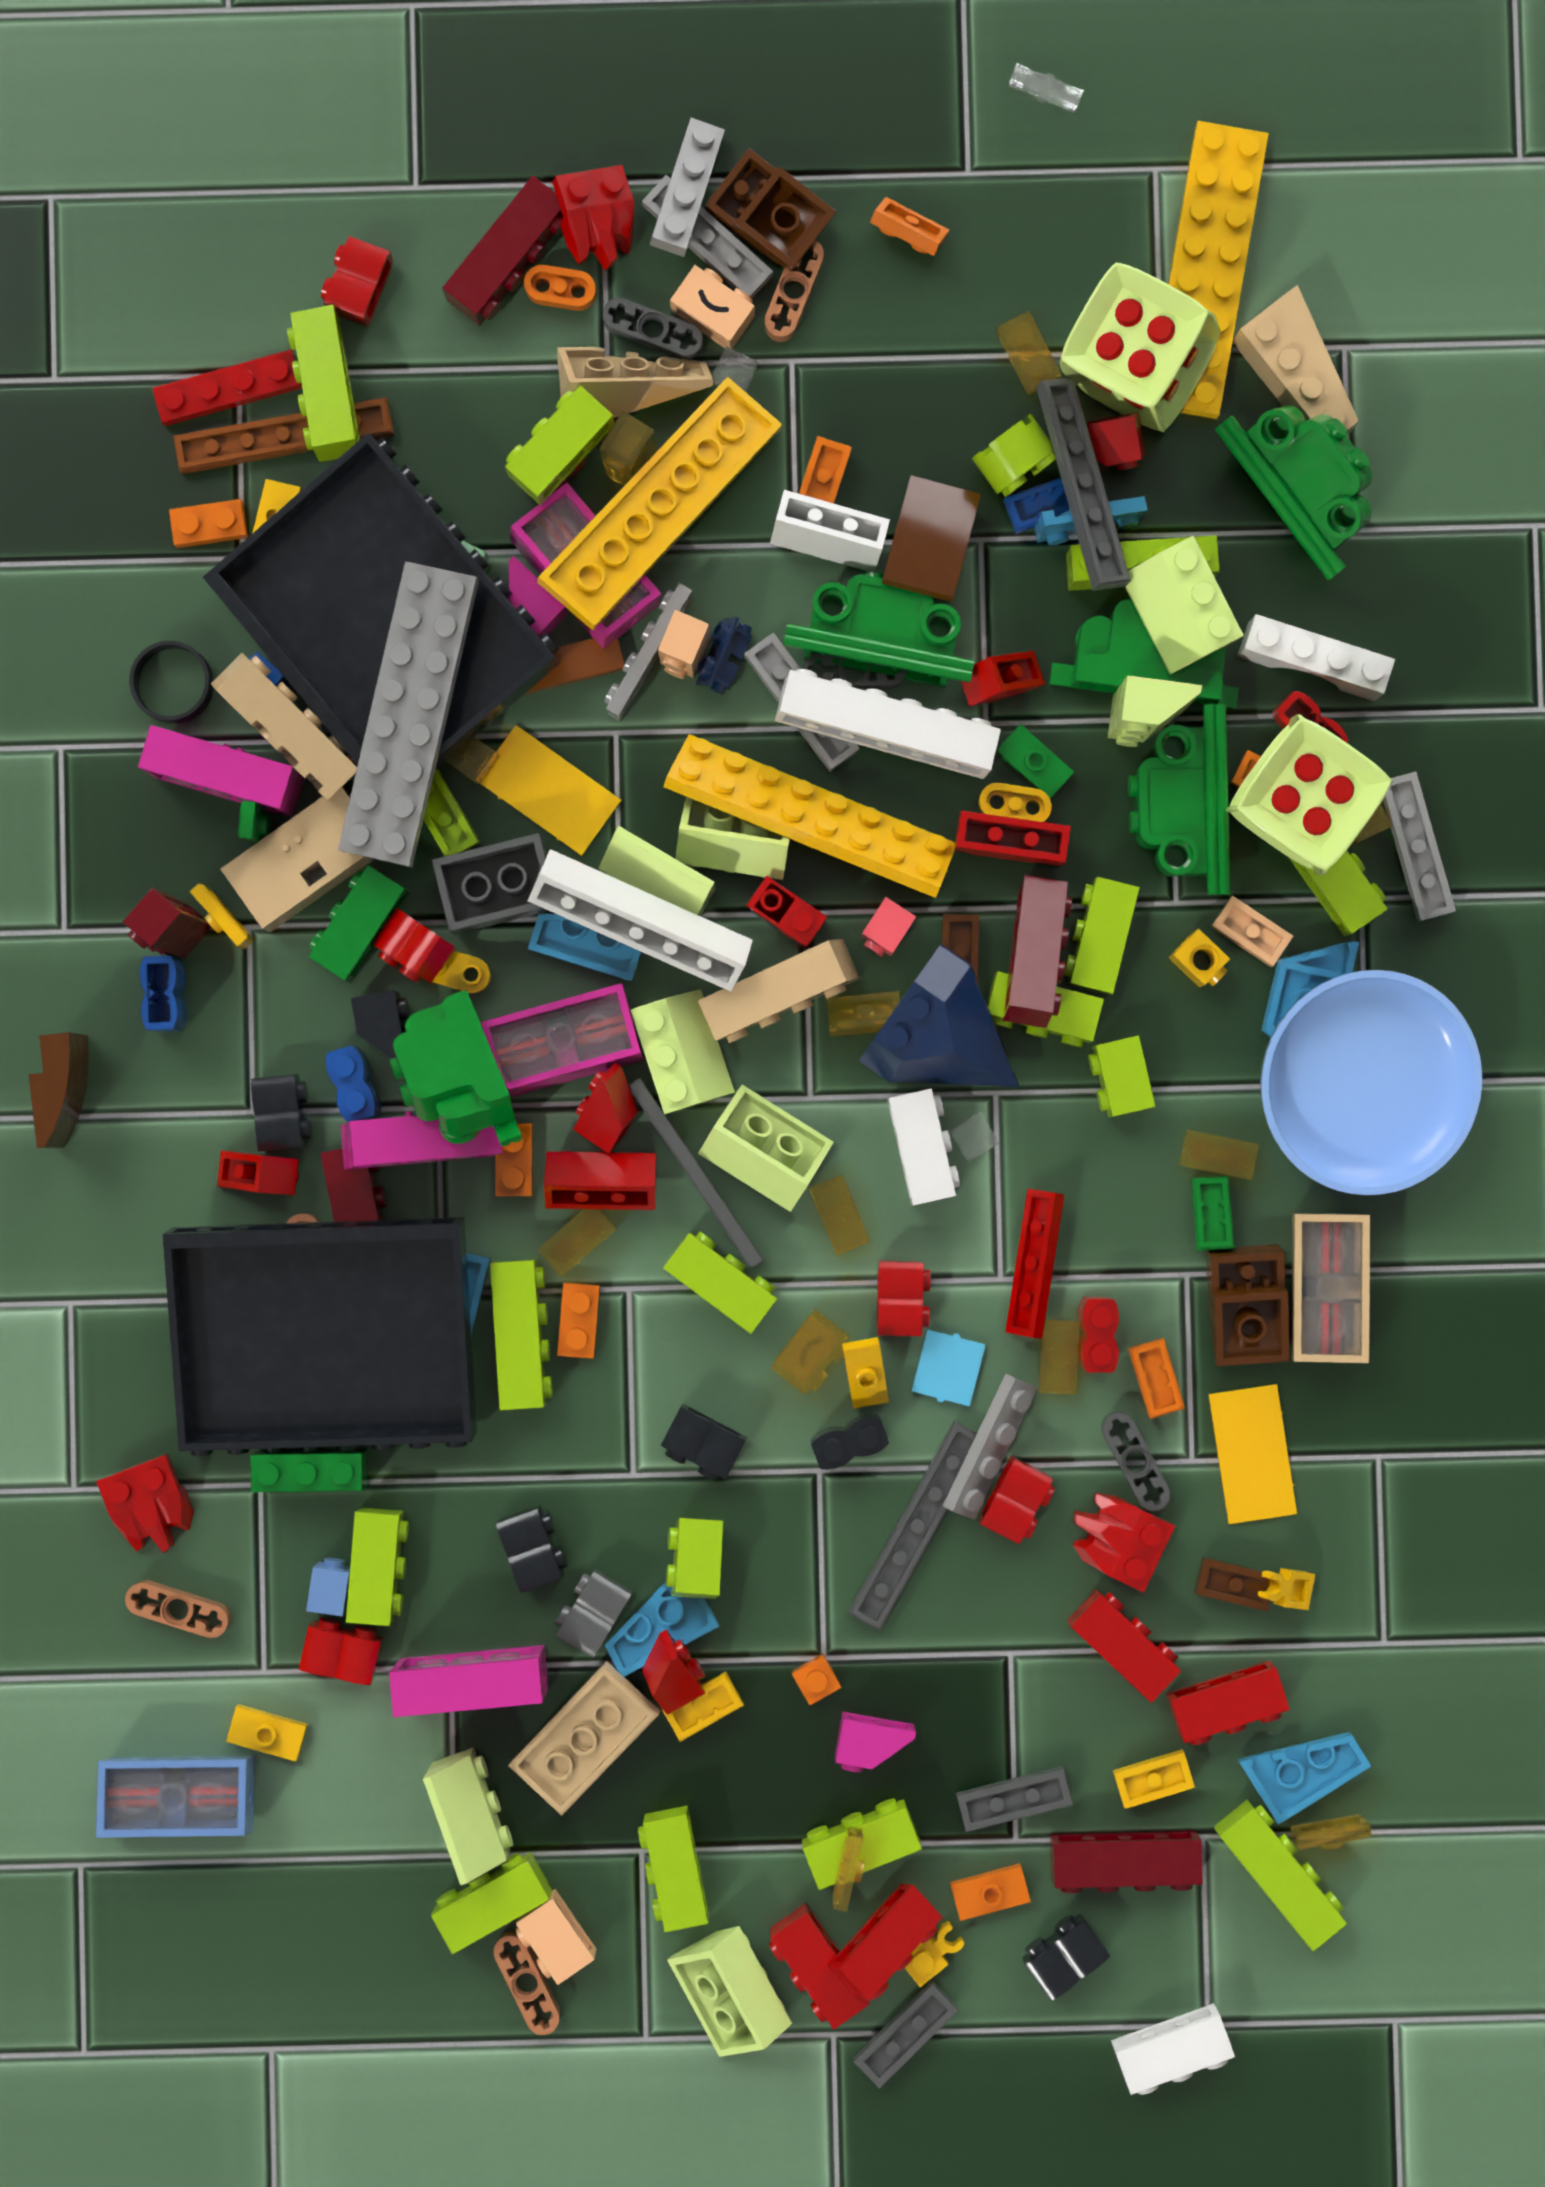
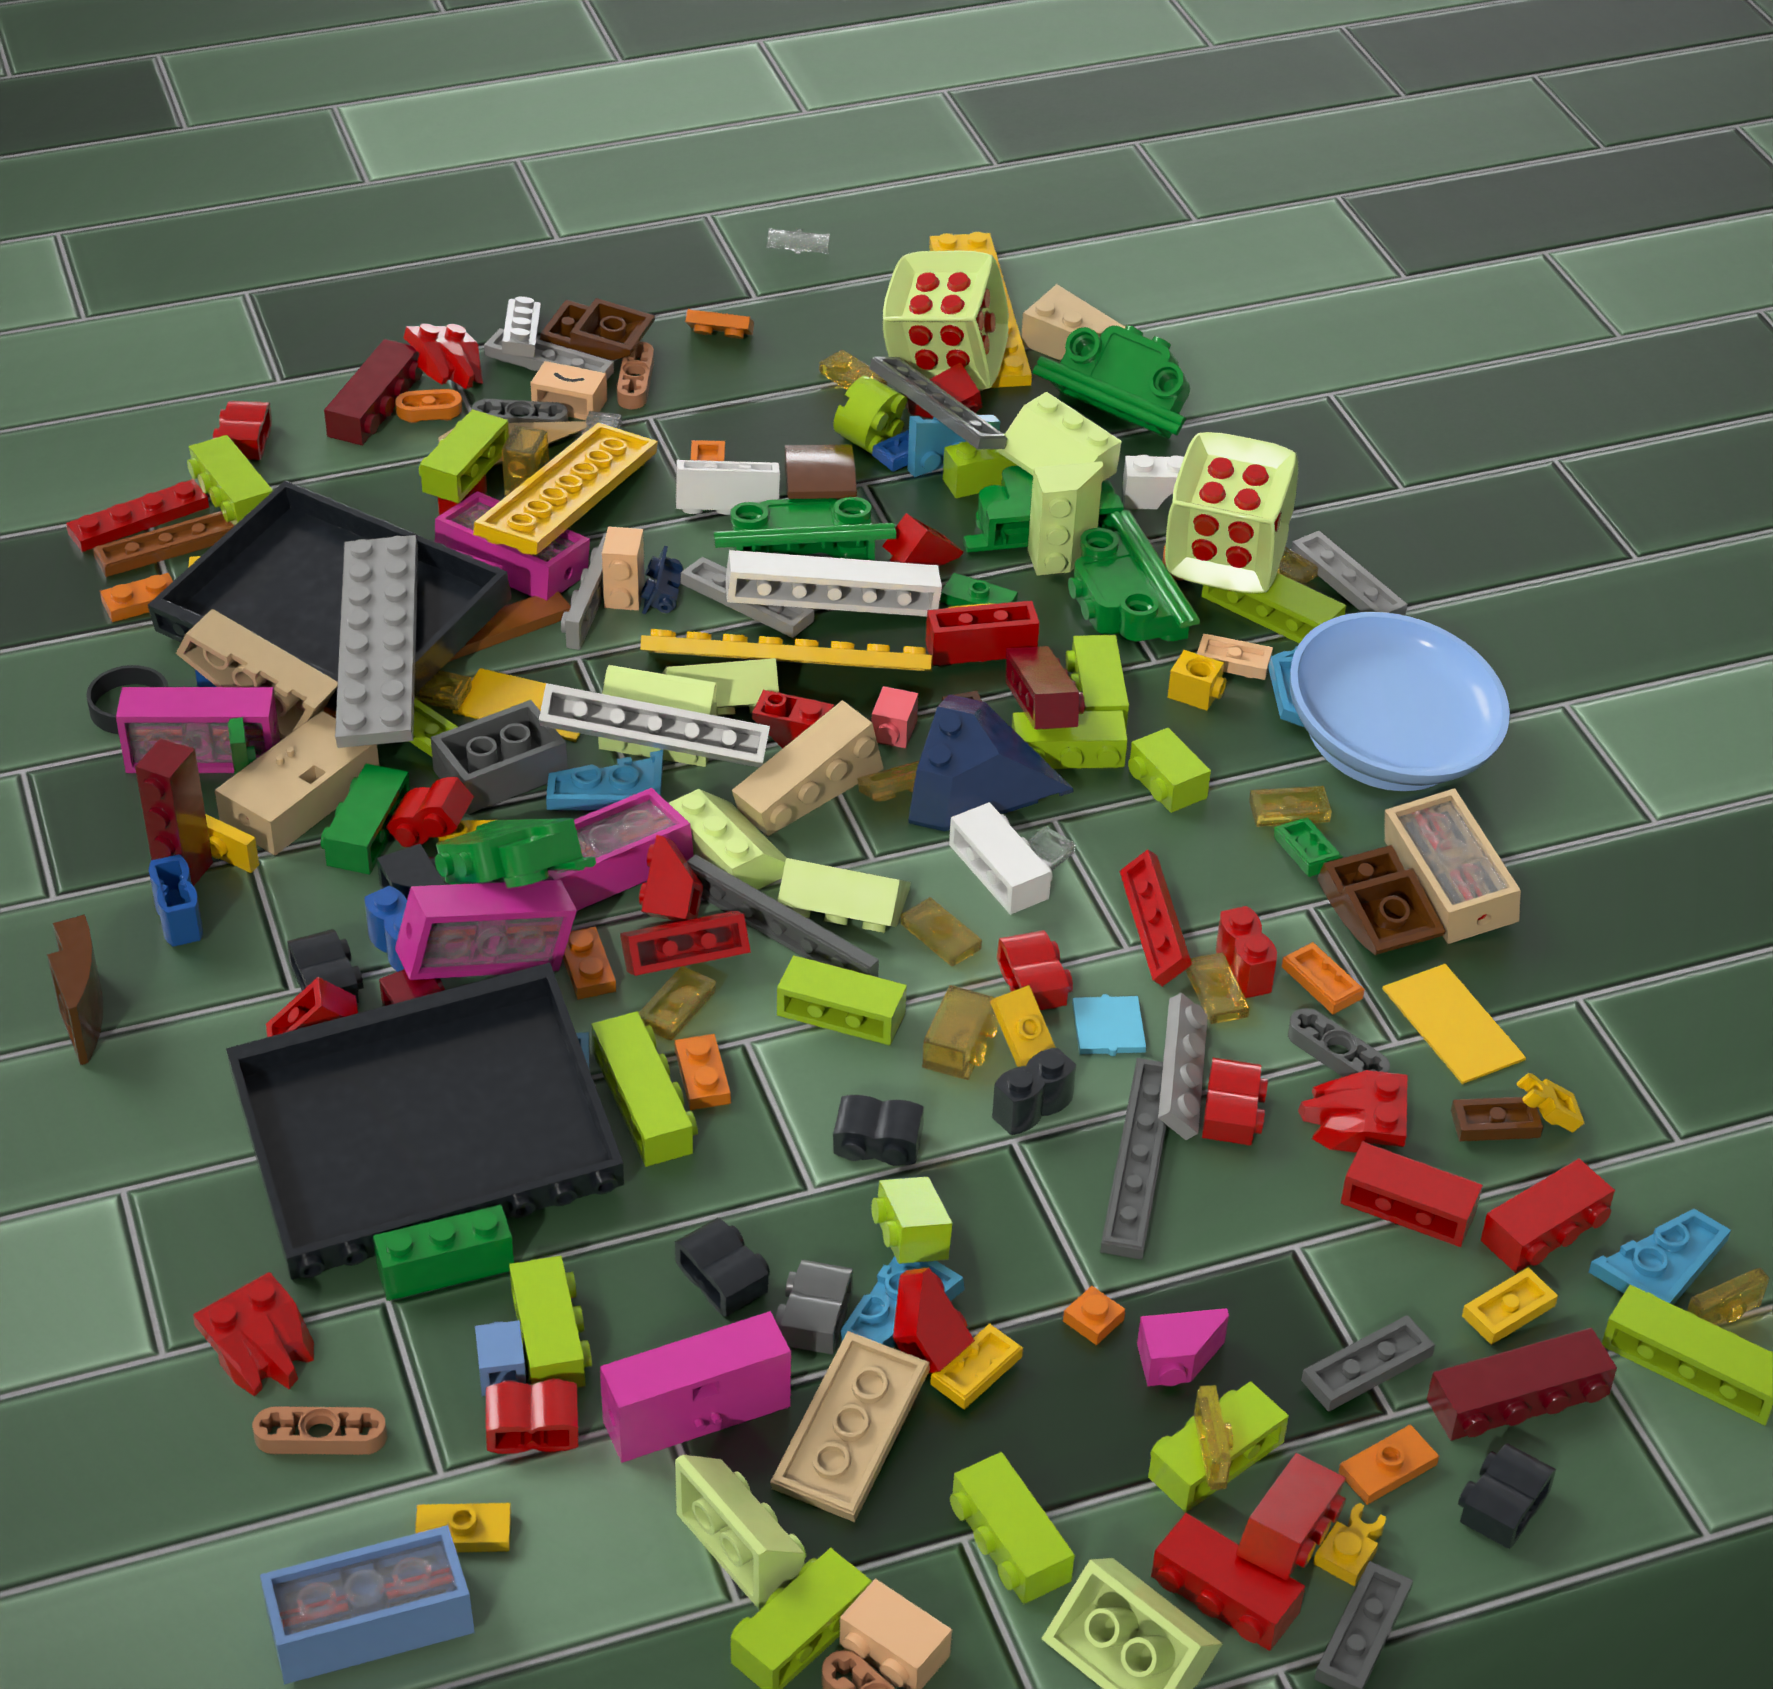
camera: 20 degrees left, 45 degrees down
(1173, 2049) = (1681, 1555): white brick -> none

